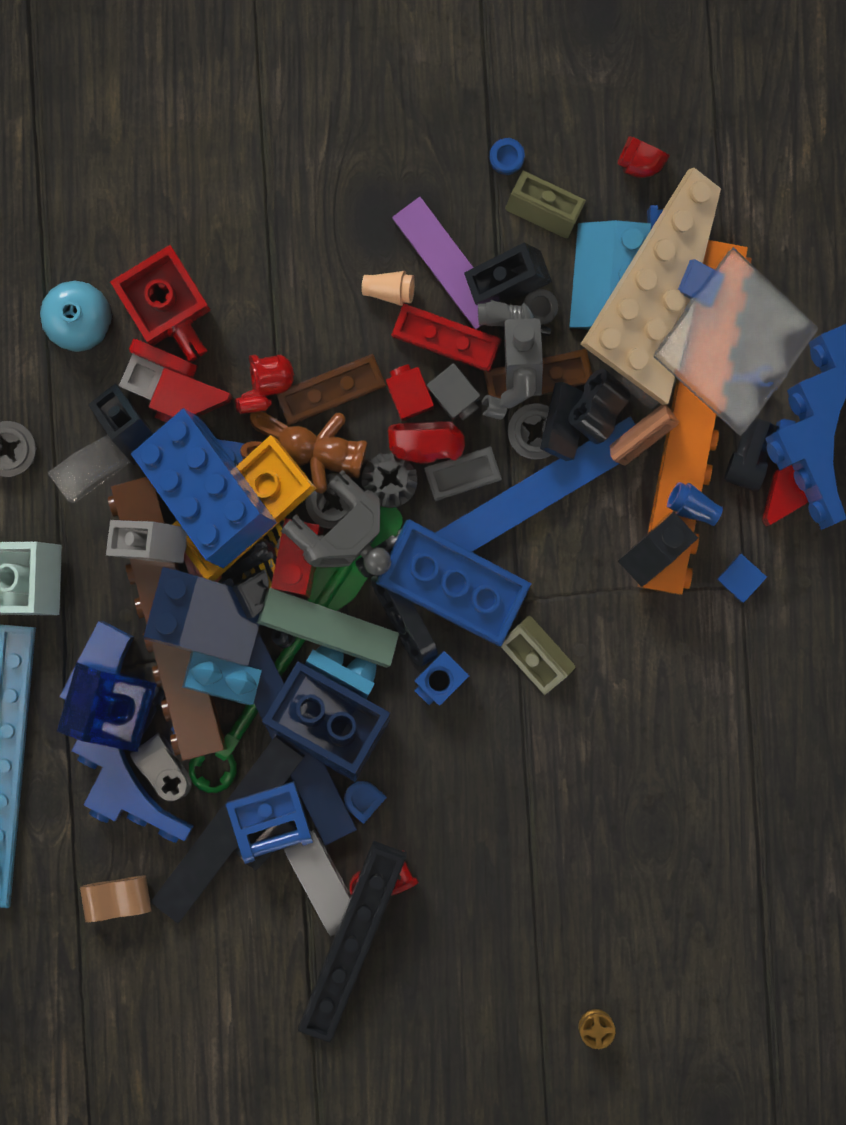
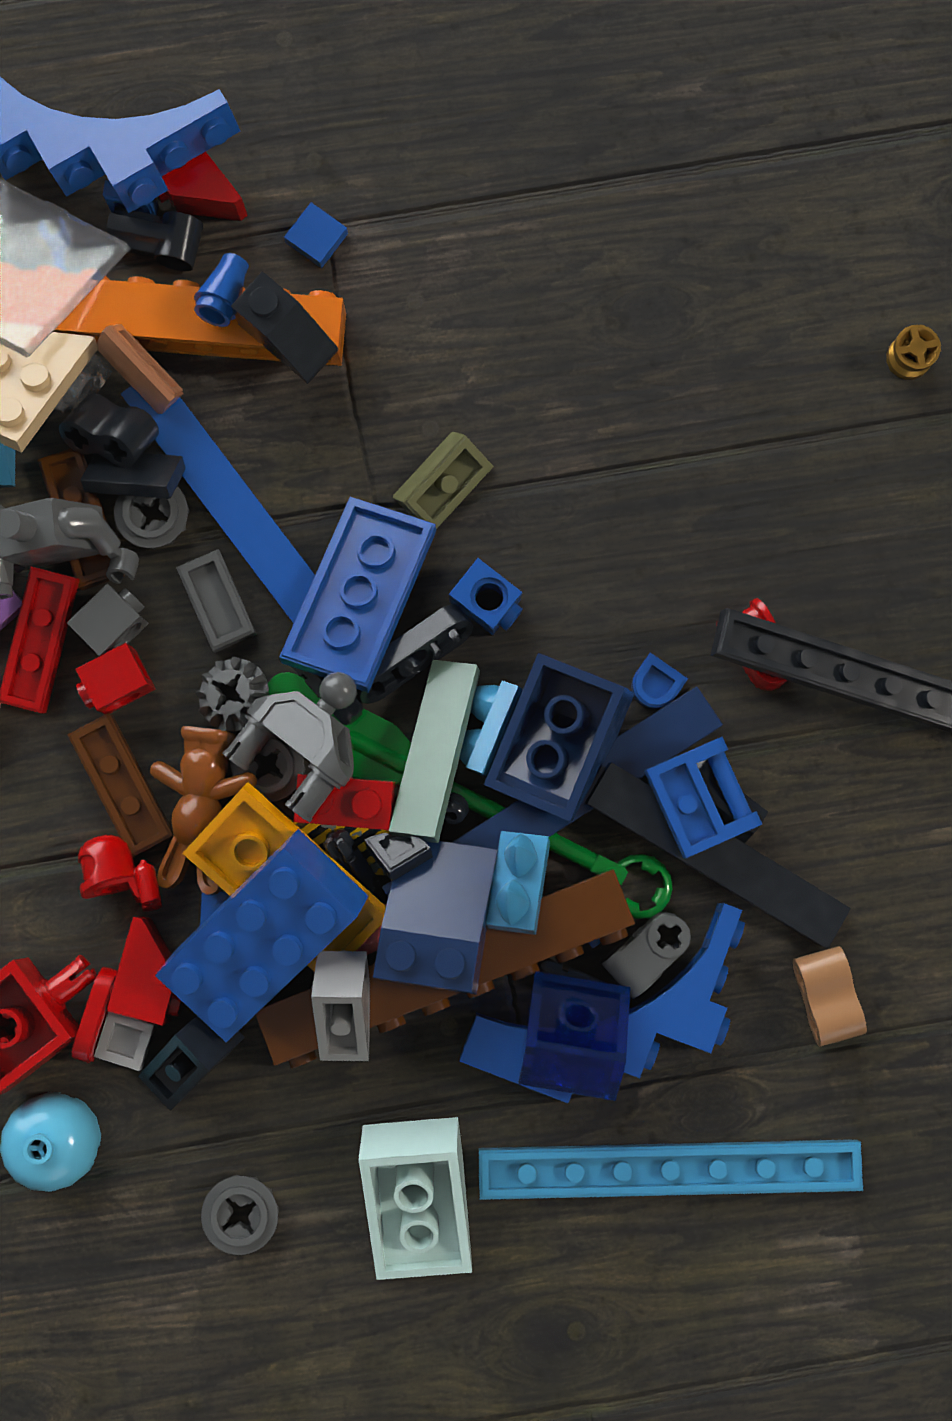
camera: 100 degrees left, 5 degrees down
(88, 468) = (255, 1099): clear slope -> none
(320, 881) = (773, 724): light grey beam -> none
(426, 441) = (176, 650): red piece -> none

